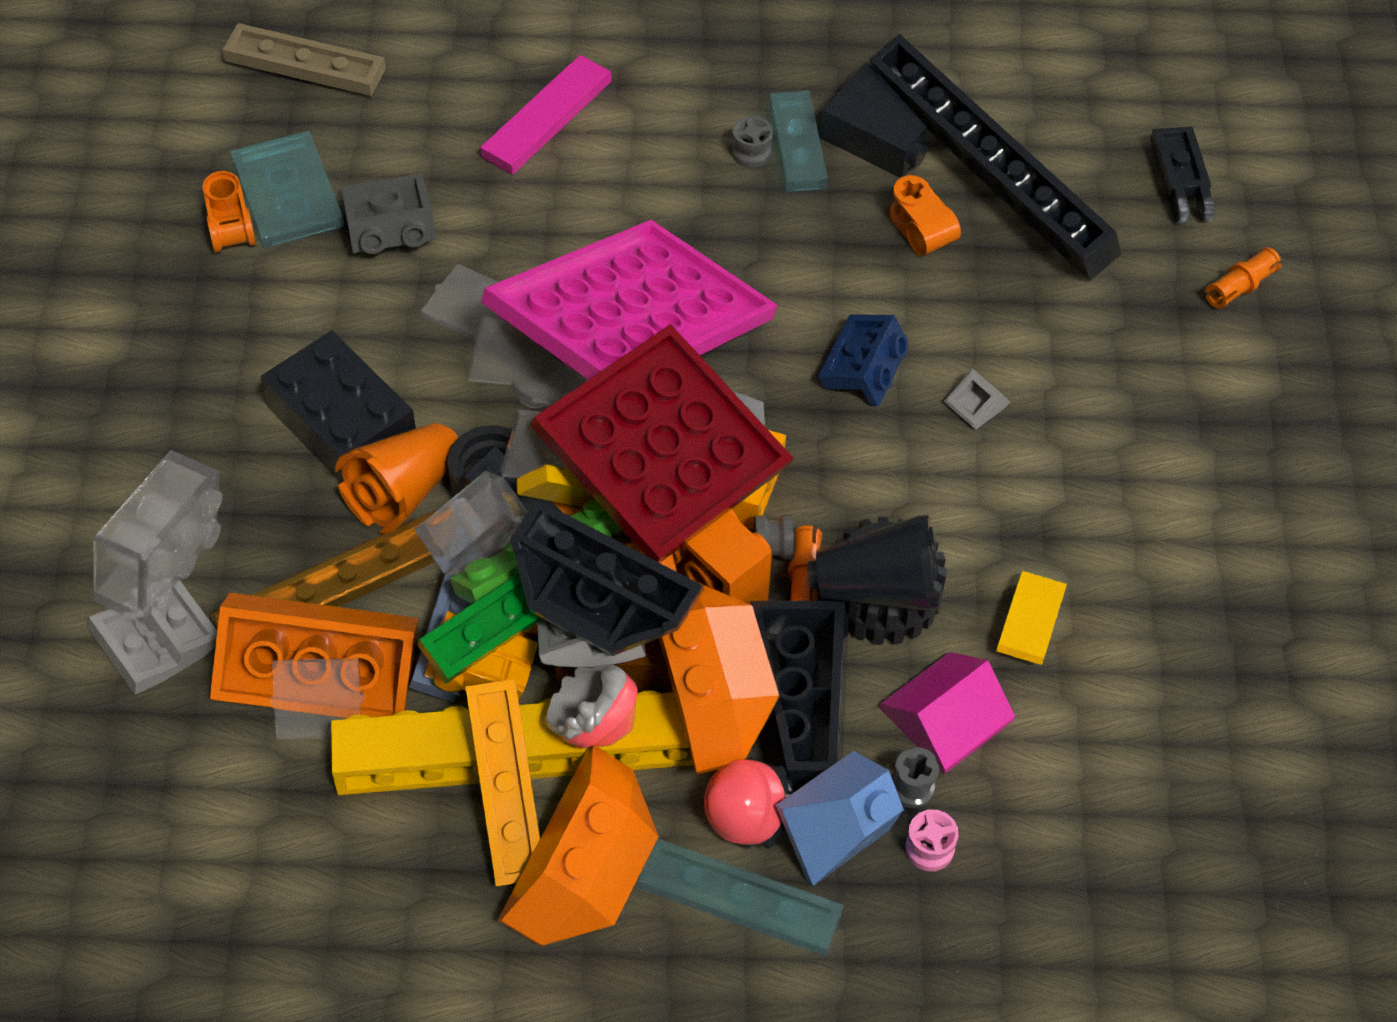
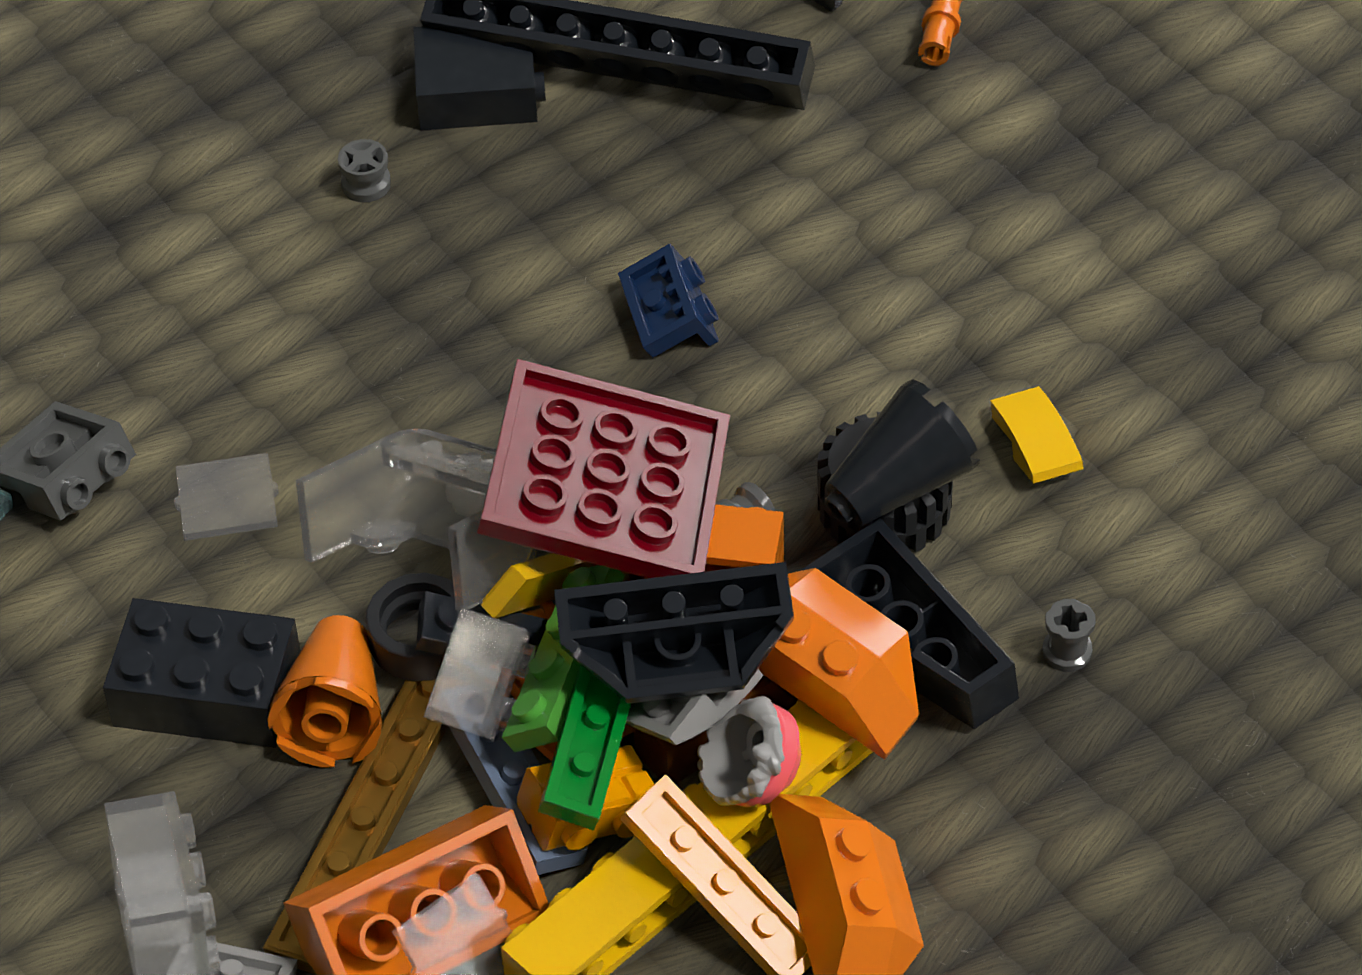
camera: 35 degrees left, 5 degrees down
(545, 114) = (122, 270): dark pink tile -> none
(623, 292) = (413, 385): dark pink plate -> none
(741, 897) = (1012, 842): clear light blue tile -> none
(744, 799) = (952, 751): coral hair -> none
(798, 141) = (408, 143): clear light blue tile -> none
(804, 551) = (801, 523): orange pin -> none
(839, 814) = (1048, 698): medium blue slope -> none
(922, 216) = (604, 143): orange piece -> none
(937, 829) = (1124, 665): bright pink wheel -> none
(951, 708) = (1036, 555): dark pink slope -> none
(976, 400) = (804, 278): light grey slope -> none

